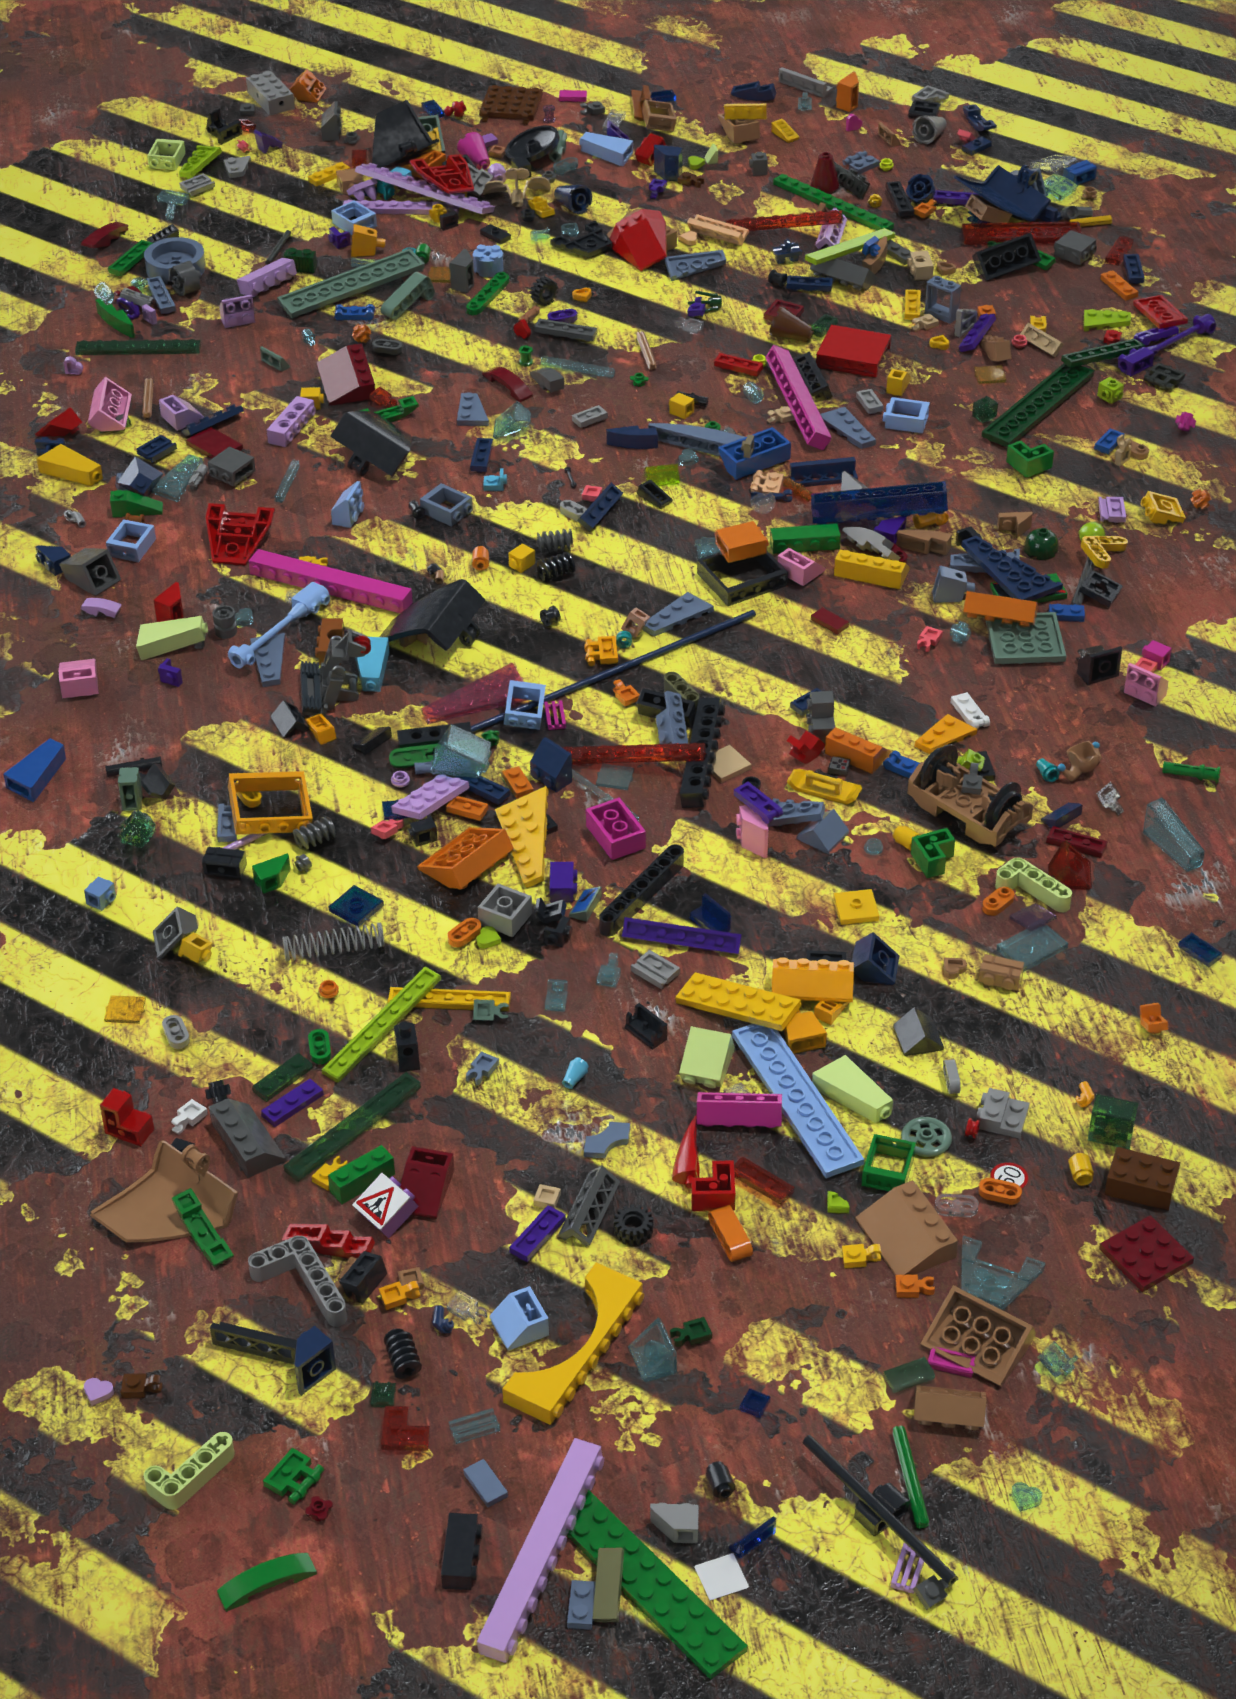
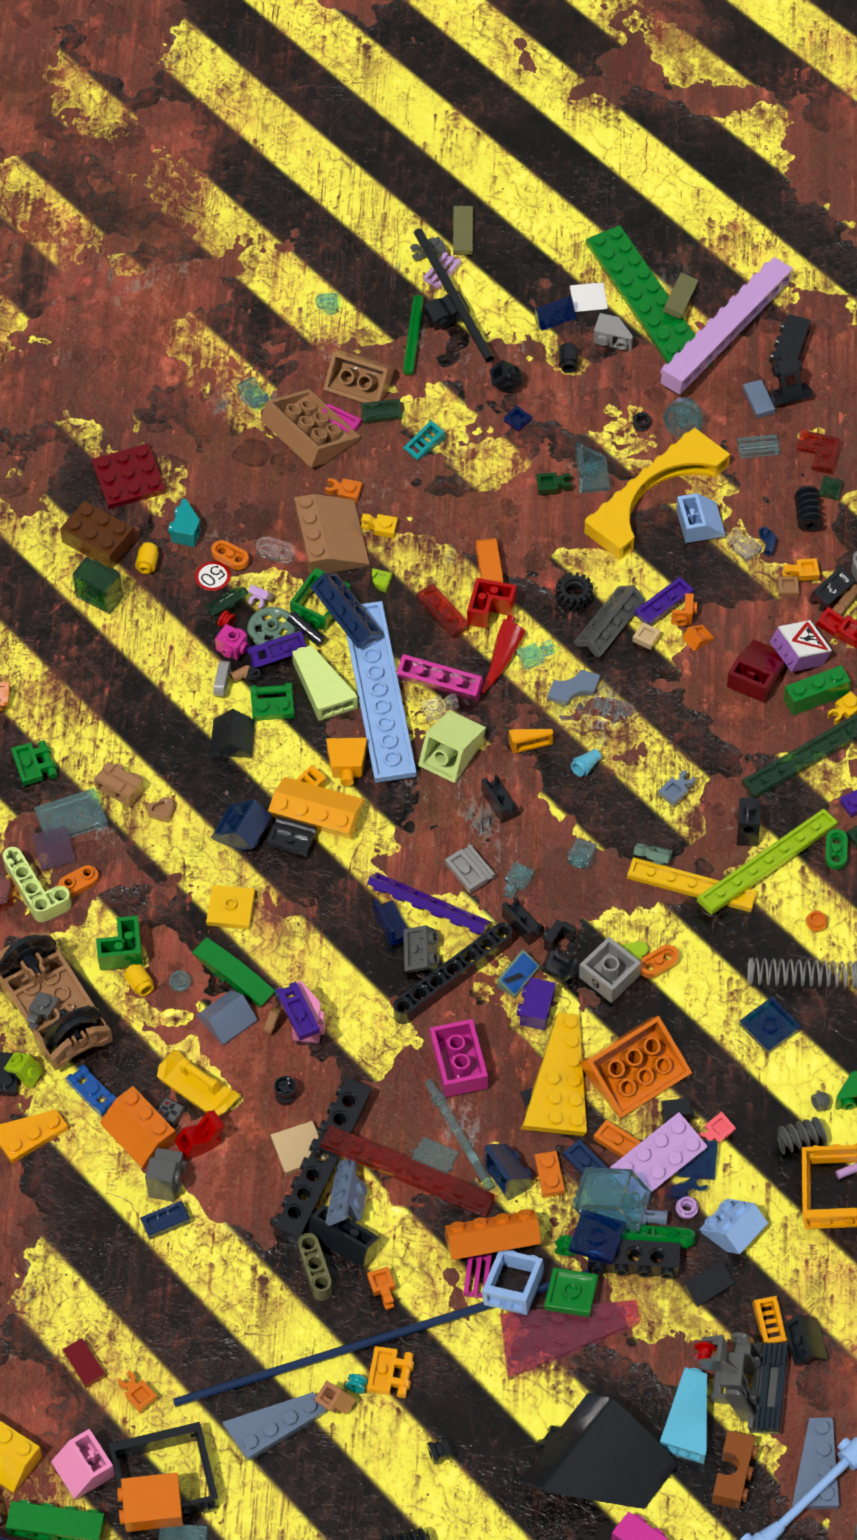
camera: 165 degrees left, 15 degrees up
(360, 771) = (734, 1225): none -> light blue slope
(405, 786) = (680, 1189): none -> clear blue plate
(453, 1490) = (781, 368): none -> black tile
(470, 723) = (597, 1236): none -> clear blue plate
(478, 708) = (571, 1292): none -> green plate
(493, 1212) = (697, 637): none -> orange slope
(513, 1220) = (684, 617): none -> orange bracket
(557, 722) = (492, 1234): none -> orange slope
(562, 1428) = (682, 416): none -> clear light blue cylinder
(581, 1605) = (703, 295): sand blue plate -> none
(594, 938) = (522, 921): none -> black hinge
(612, 1421) = (641, 426): none -> black bush
(635, 1080) = (528, 739): none -> light orange slope
(655, 1160) = (533, 655): none -> clear light blue plate
(675, 897) = (420, 949): none -> dark grey bracket
(738, 1001) = (399, 801): yellow plate -> none
(780, 609) = (138, 1394): none -> orange plate
(782, 833) = (272, 1021): none -> medium nougat tile
(782, 1433) = (506, 376): none -> black brick
(798, 812) = (251, 1039): sand blue wing -> none
(835, 856) = (233, 971): none -> green slope
(845, 1356) = (434, 441): none -> teal slope
(859, 1136) = (346, 609): none -> dark blue fence
(890, 1131) = (306, 628): none -> black pin
(894, 1070) = (273, 707): none -> green plate
(904, 1629) = (463, 230): none -> olive tile
(910, 1110) = (276, 648): none -> dark purple plate
(930, 1091) = (247, 672): none -> arm
(950, 1158) = (260, 594): none -> lavender tile
(956, 1104) = (231, 642): none -> dark pink brick
(981, 1146) = (226, 601): none -> clear green plate
(991, 1282) = (275, 472): clear light blue wing -> none
(1002, 1113) = (190, 633): light grey plate -> none
(1059, 1208) = (186, 525): none -> teal slope
(1086, 1096) = (104, 634): light orange arm -> none
(1092, 973) = (27, 764): none -> green plate

